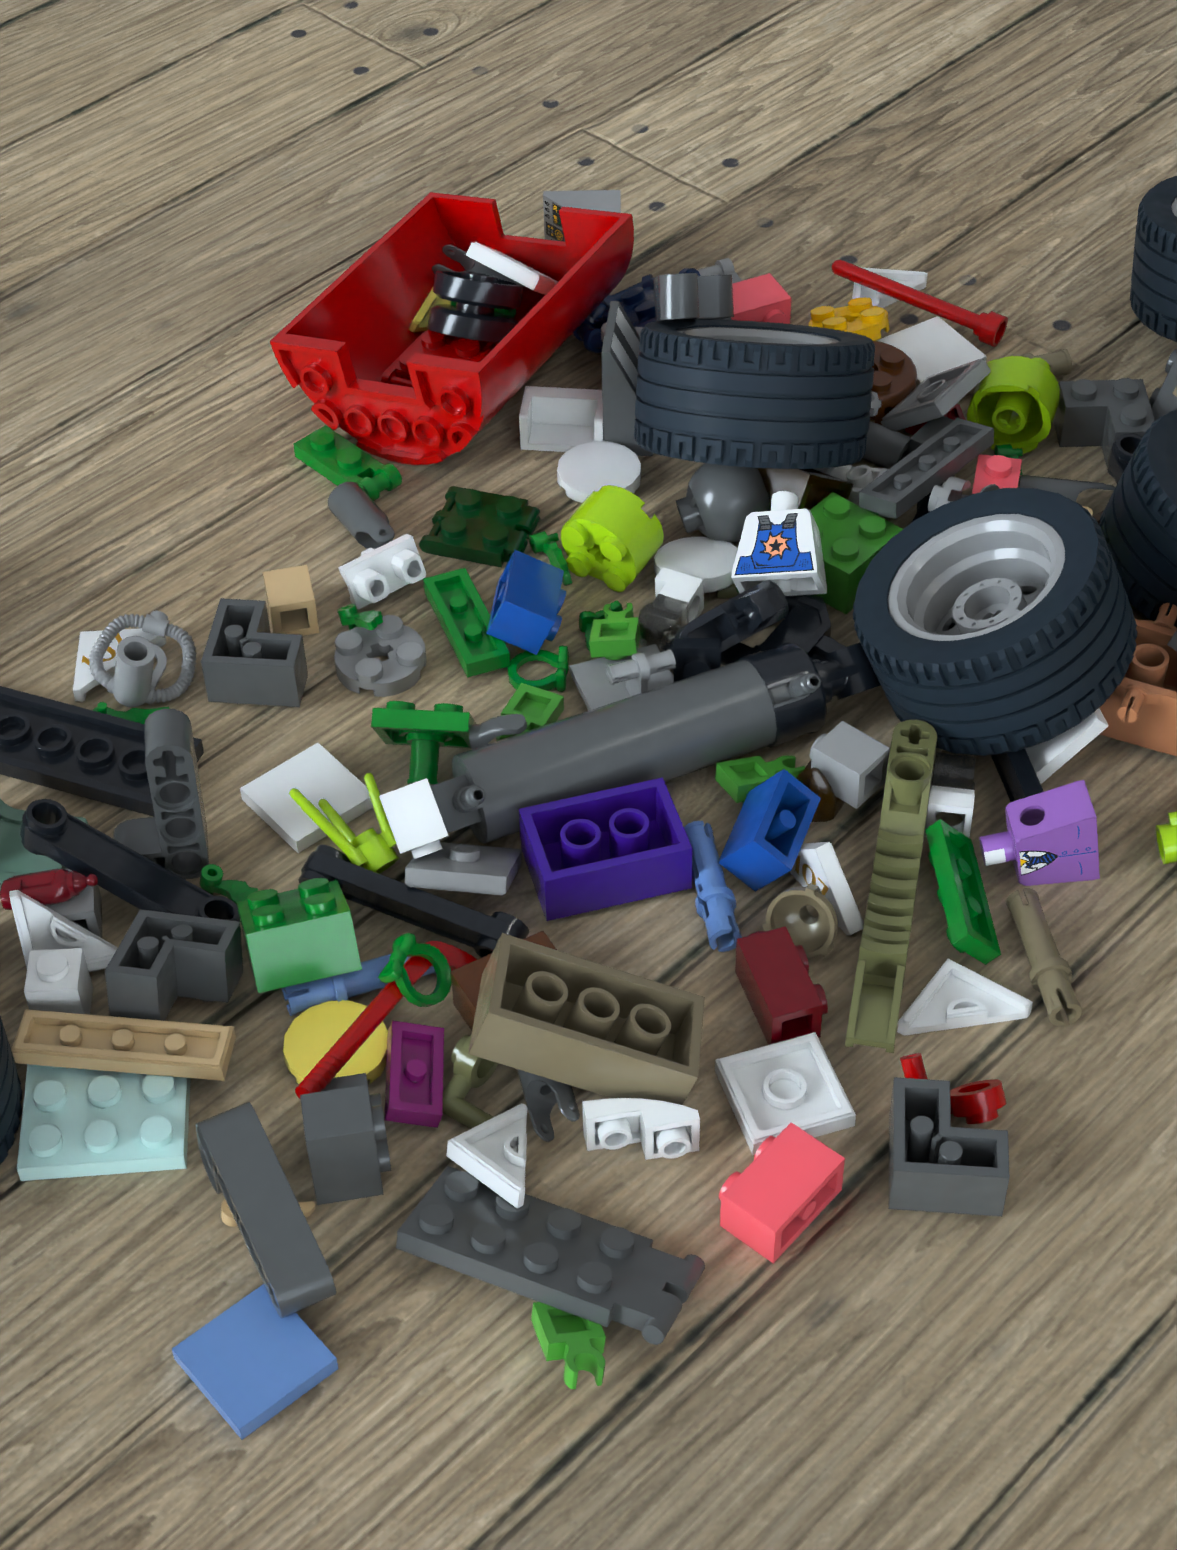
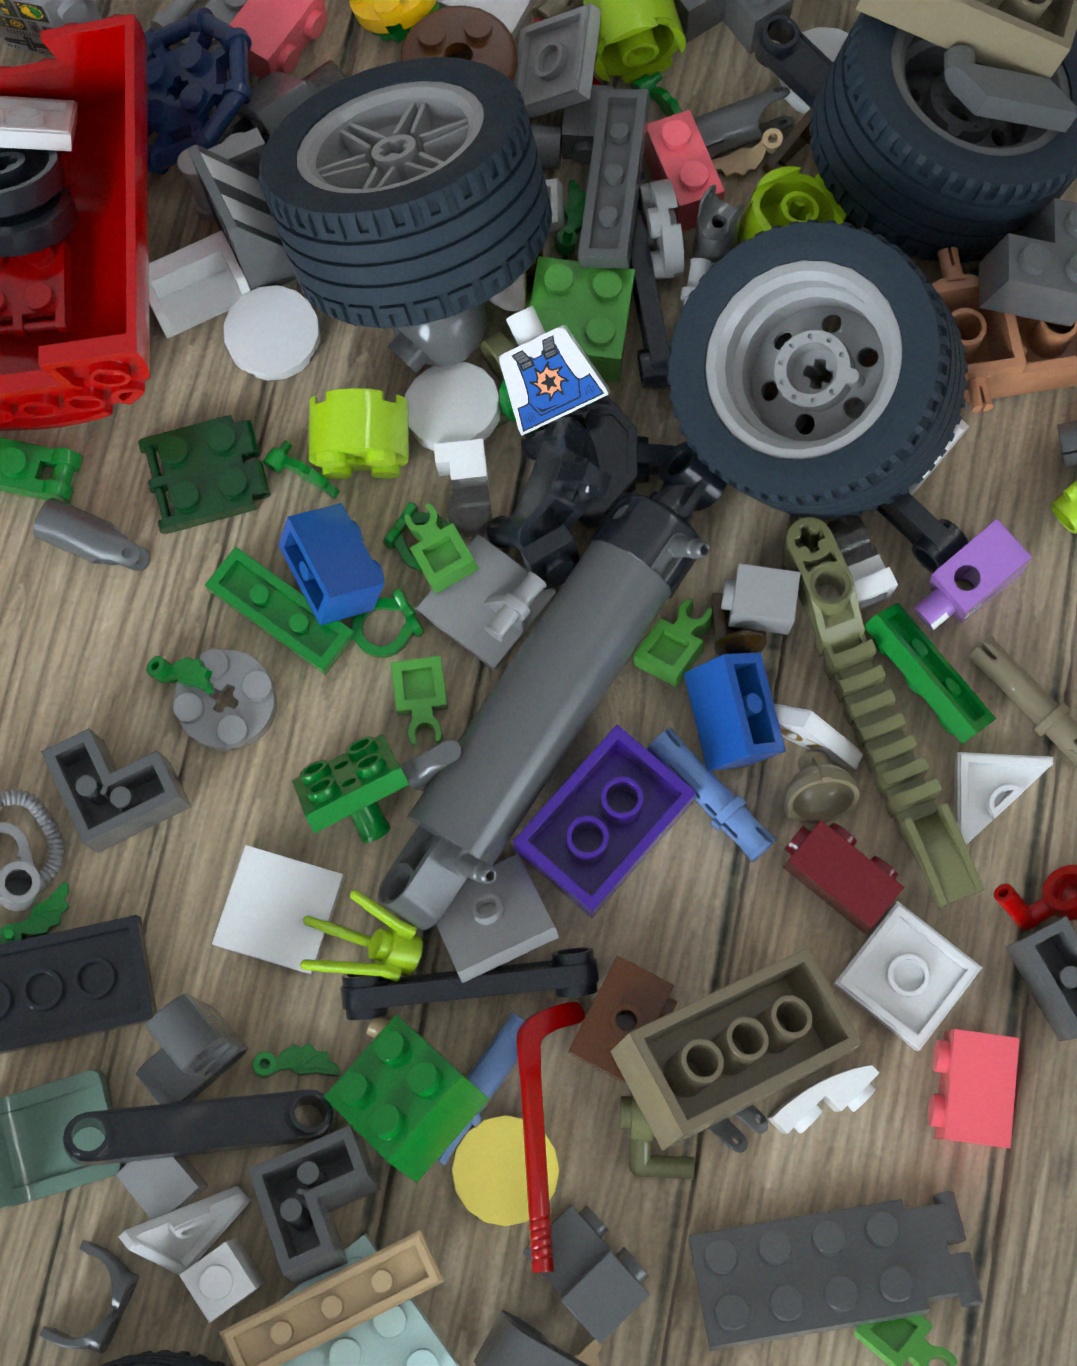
camera: 30 degrees left, 30 degrees up
(47, 886) = (136, 1200): dark red piece -> none
(291, 601) = (92, 688): tan brick -> none
(382, 571) = (156, 597): white hips -> none
(394, 970) = (518, 1060): green piece -> none
(414, 1074) = (598, 1162): magenta plate -> none
(415, 818) = (431, 917): white brick -> none
(496, 1153) = (726, 1204): white tile -> none
(693, 296) = (254, 100): dark grey beam -> none

